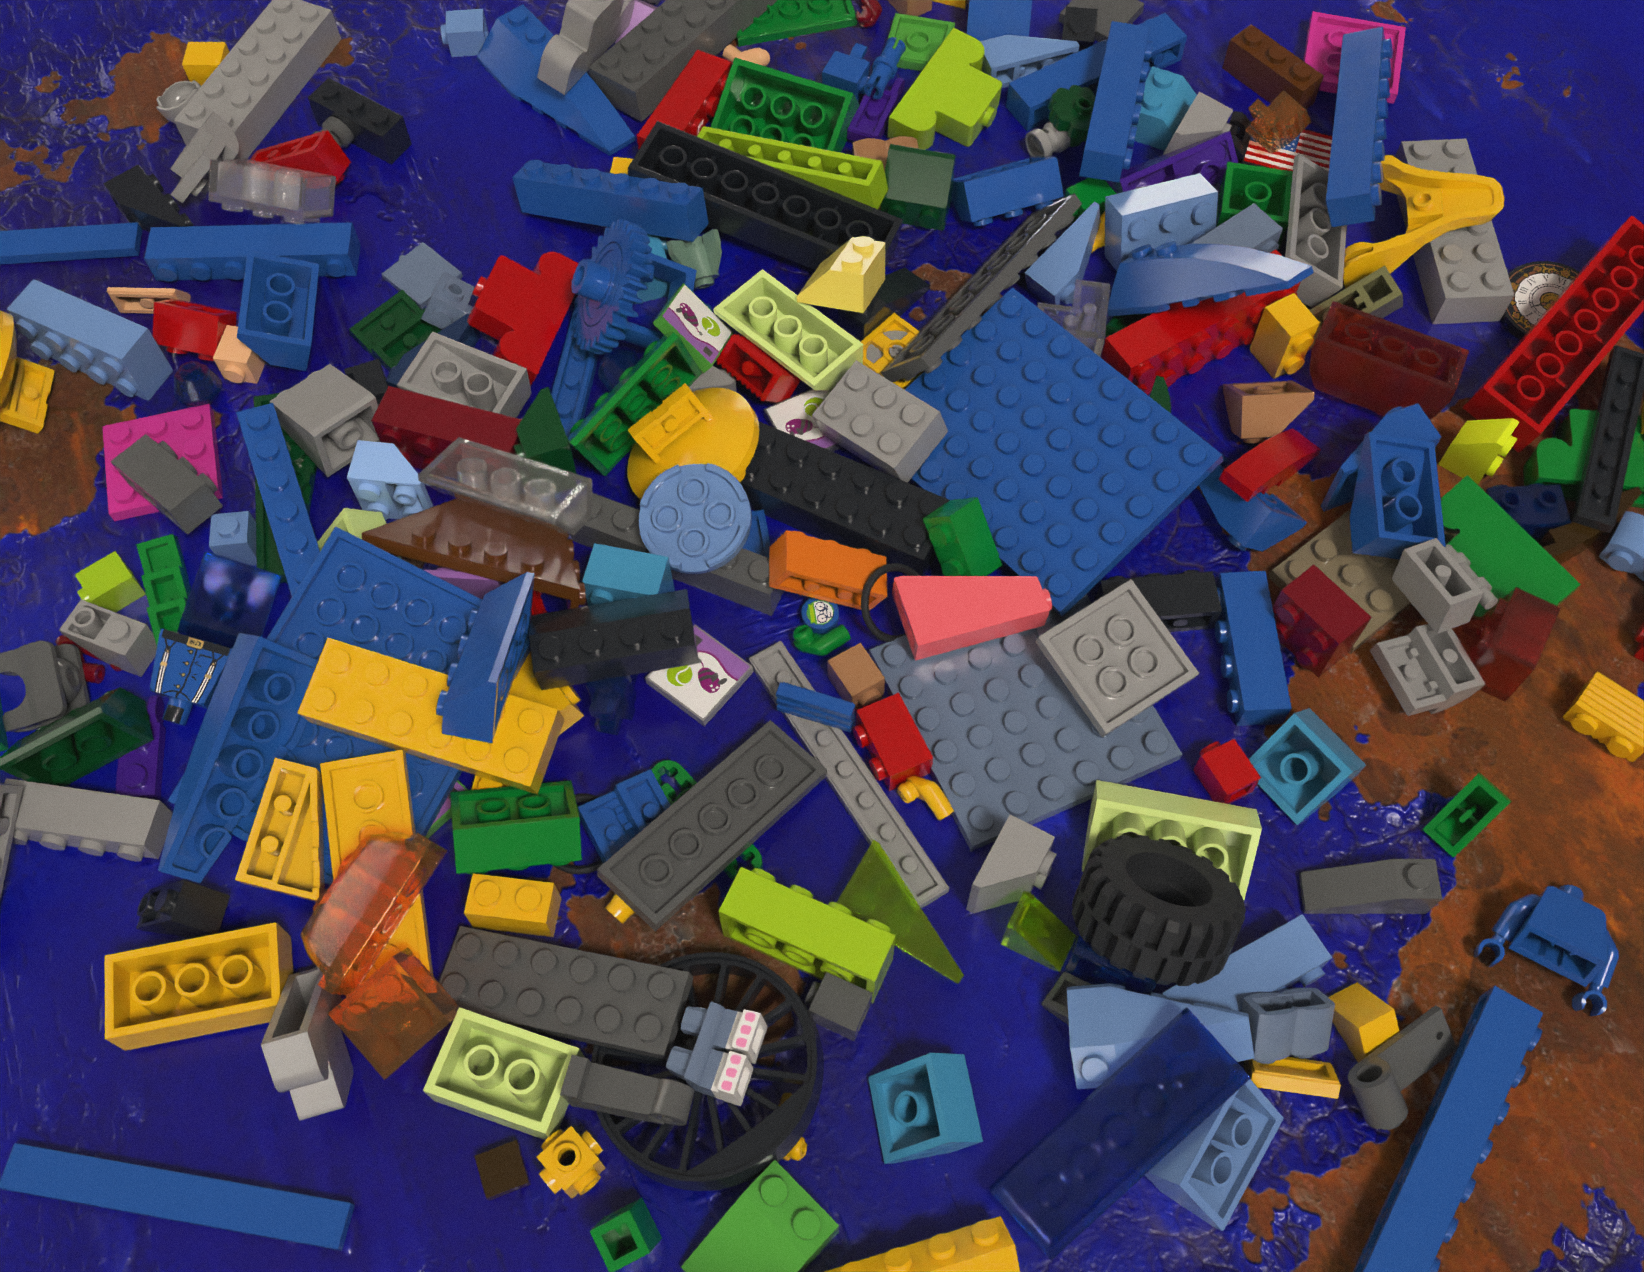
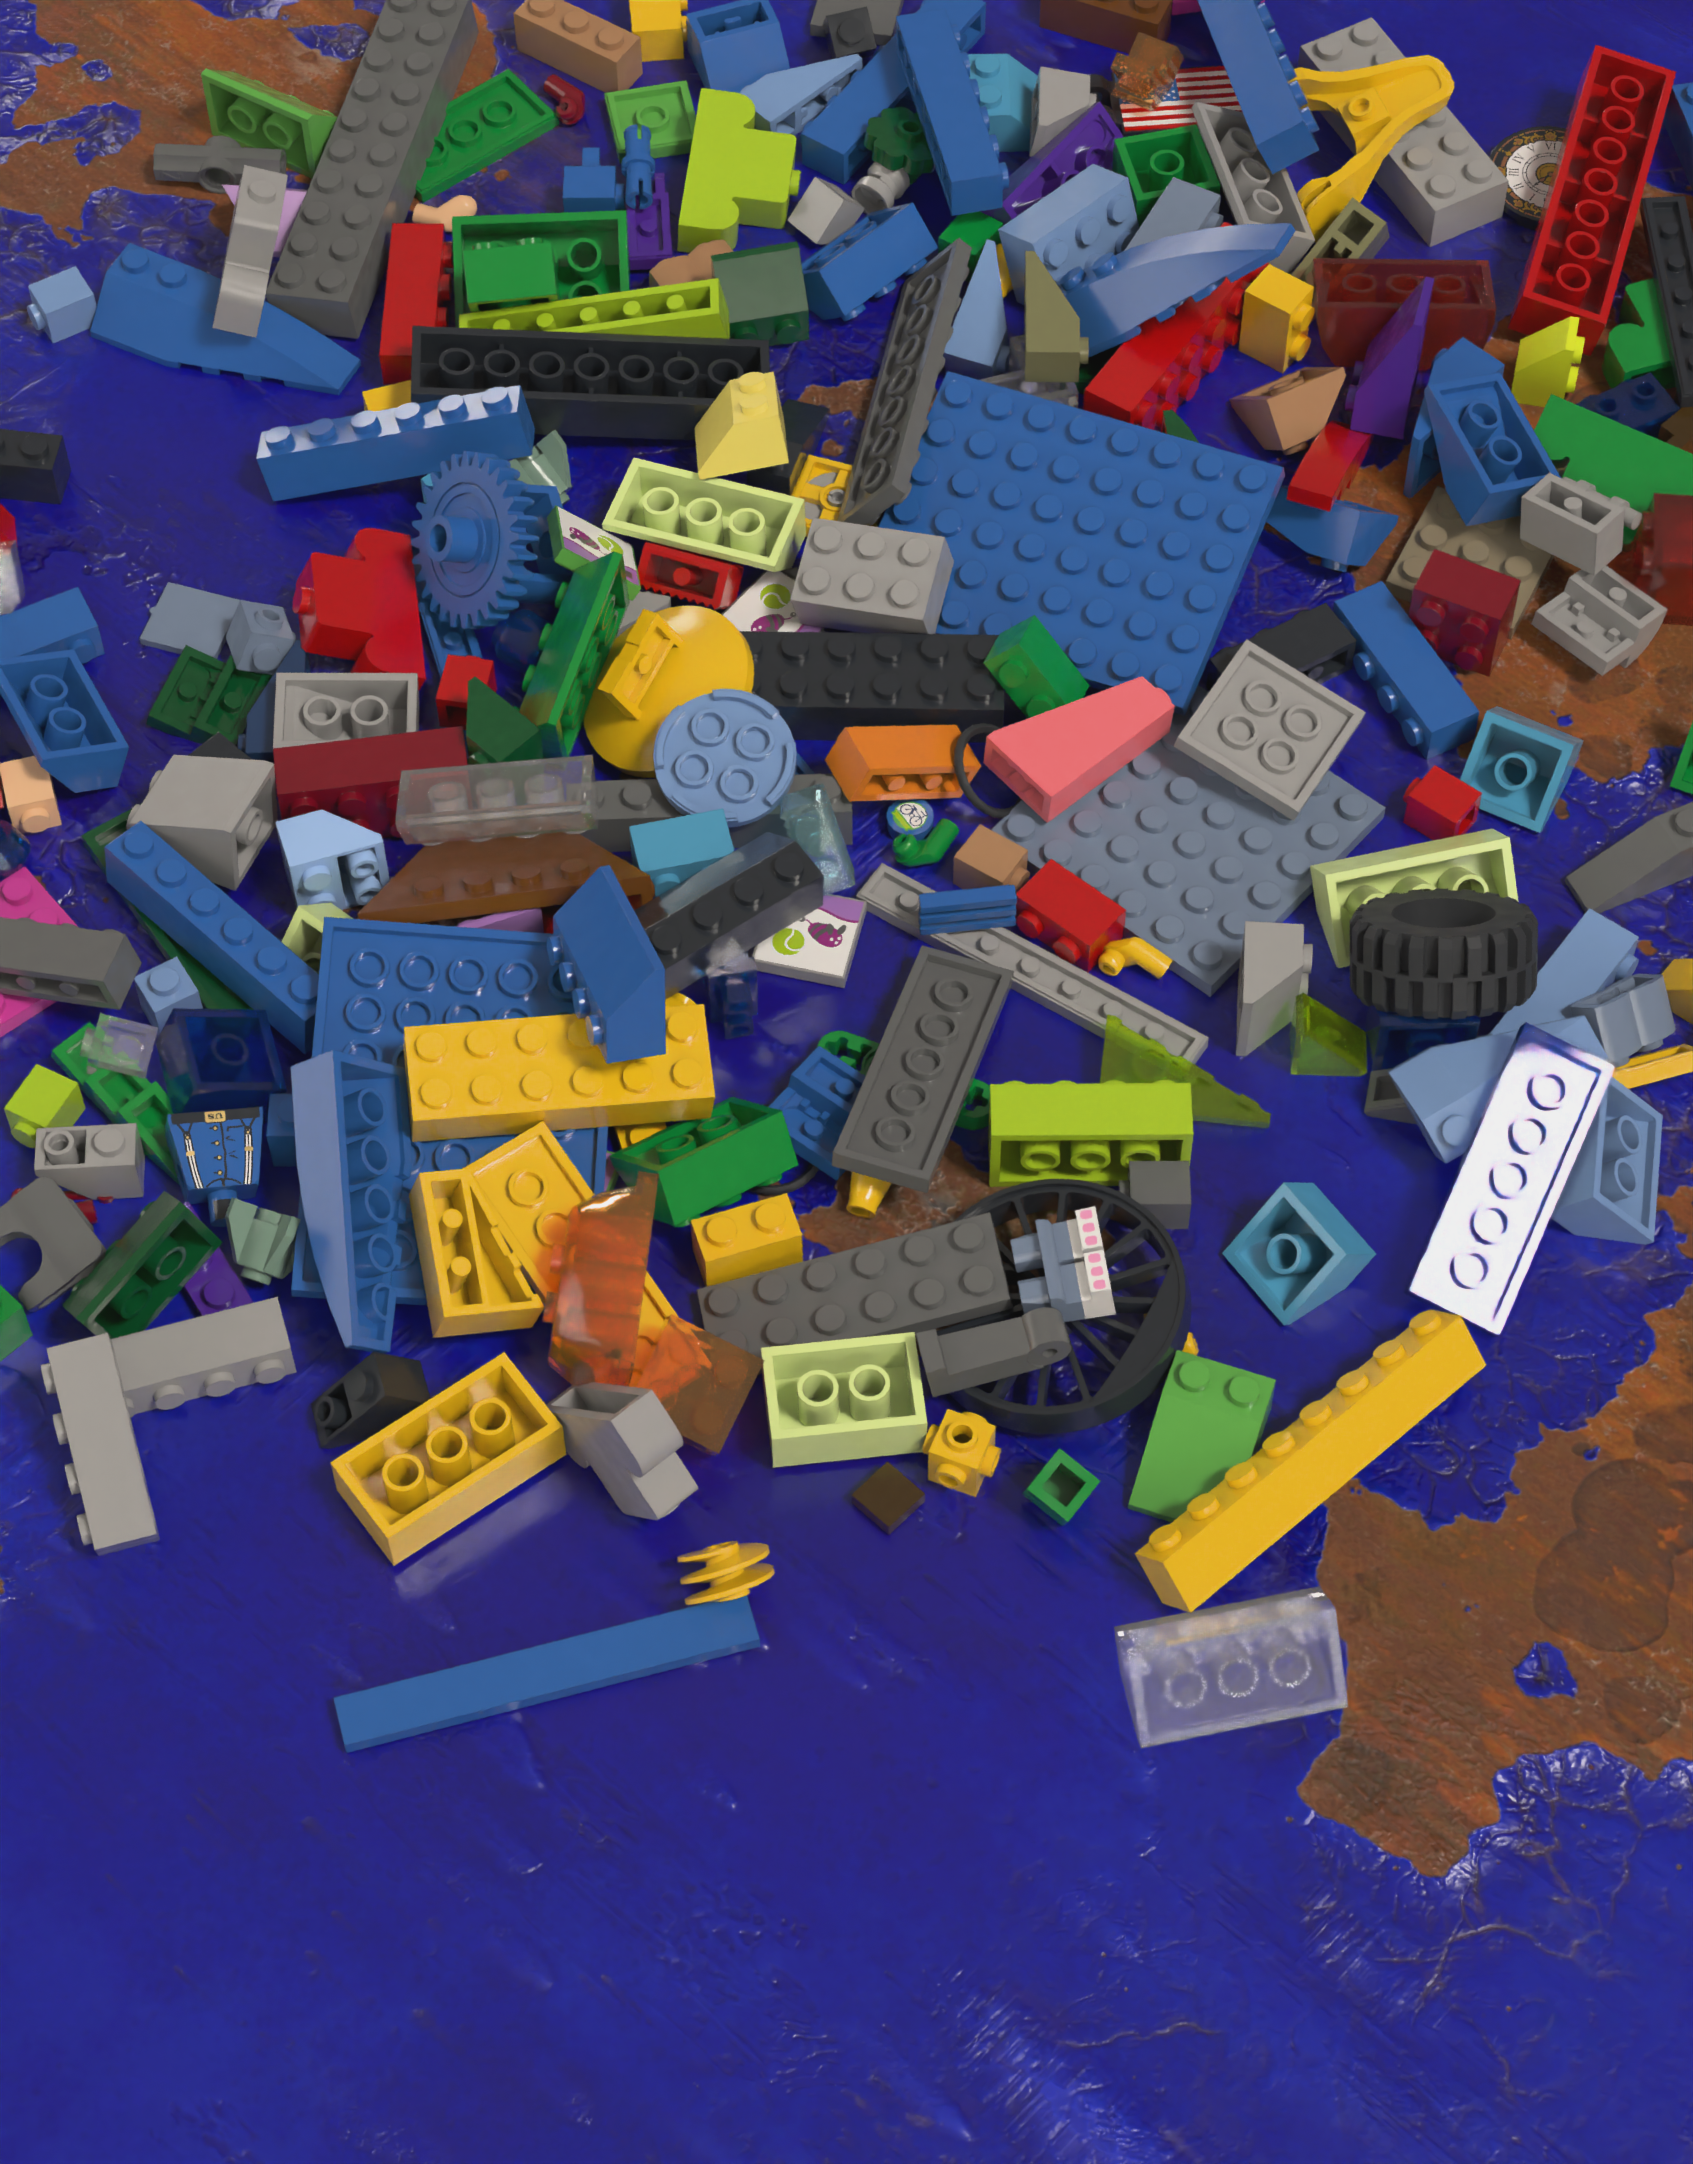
camera: 25 degrees left, 5 degrees down
(171, 561) = (119, 1046): none -> clear bracket
(173, 747) = (261, 1241): none -> sand green brick
(337, 1181) = (729, 1569): none -> yellow piece
(566, 390) = (453, 687): none -> red brick
(731, 608) = (813, 825): none -> clear light blue brick
(747, 110) = (510, 274): none -> green brick
(1000, 144) = (825, 212): none -> light grey brick
(1103, 285) = (1050, 328): none -> olive slope
(1351, 410) = (1387, 378): none -> dark purple slope

